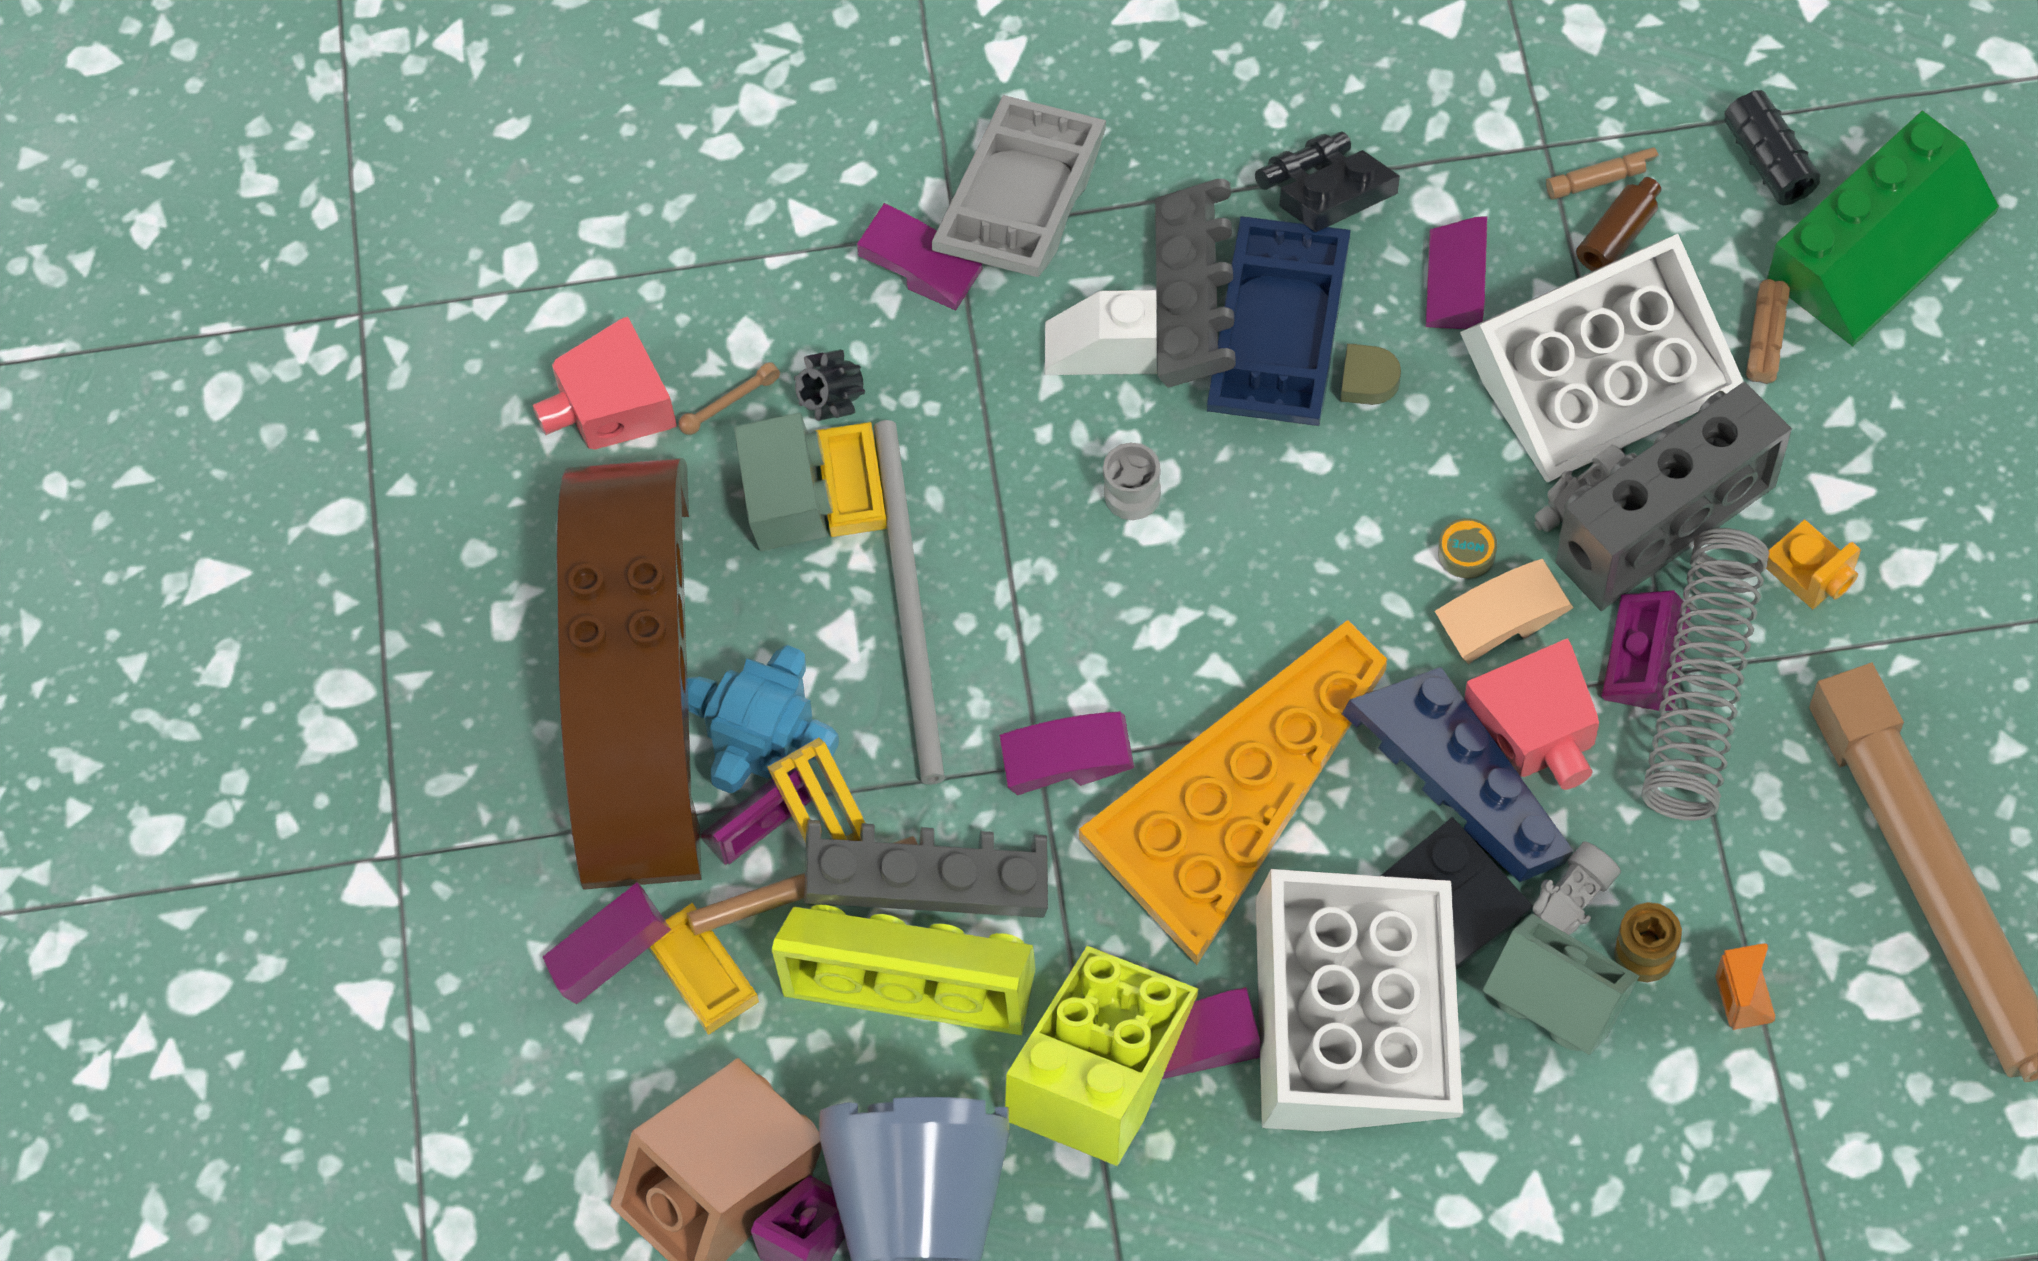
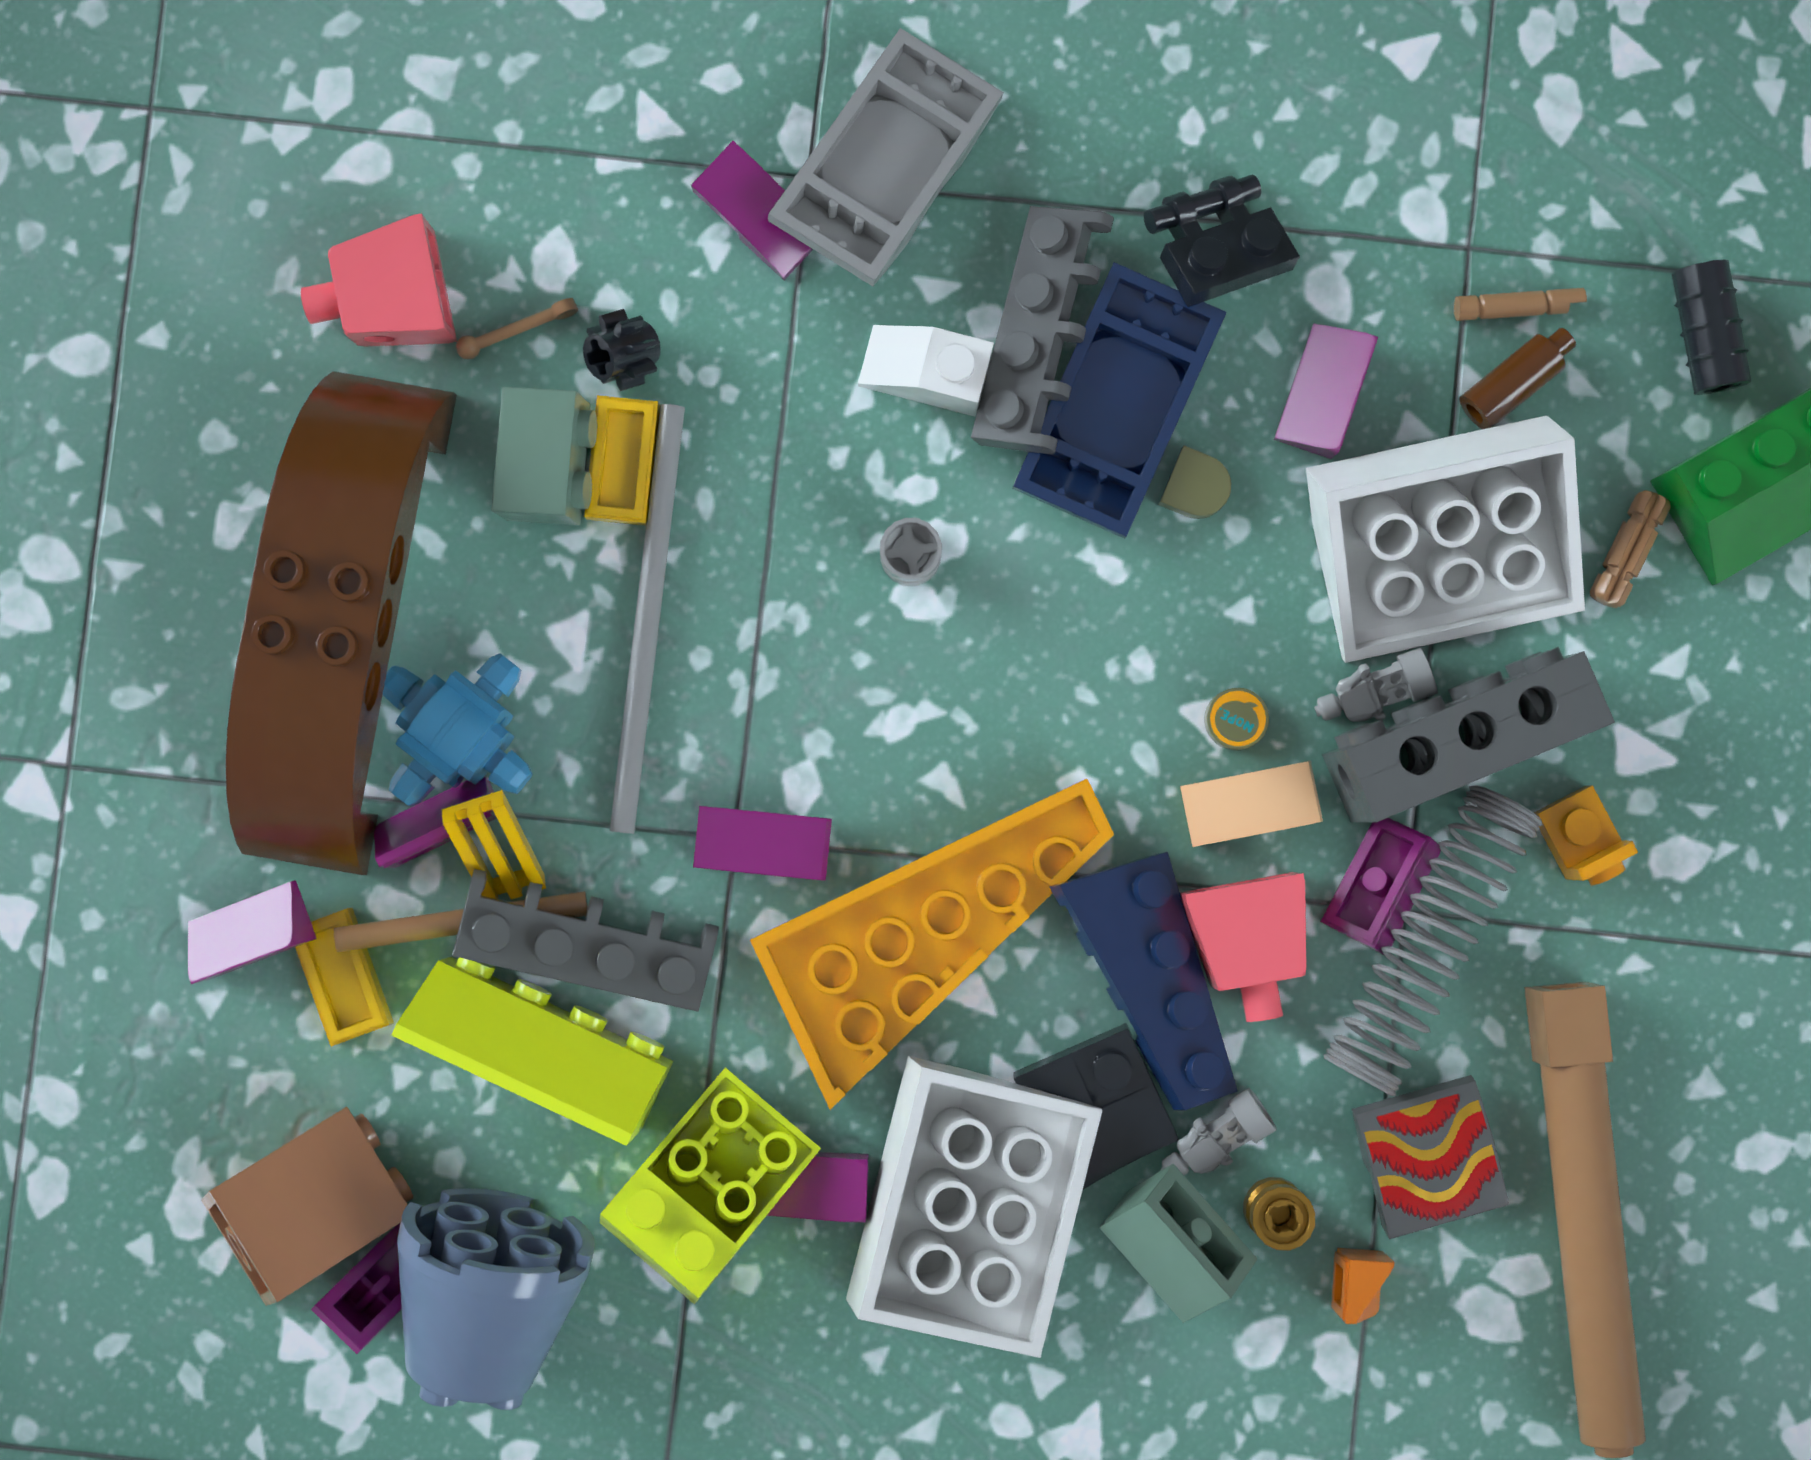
camera: 10 degrees right, 25 degrees up
(1772, 862) = (1430, 1156): none -> slope

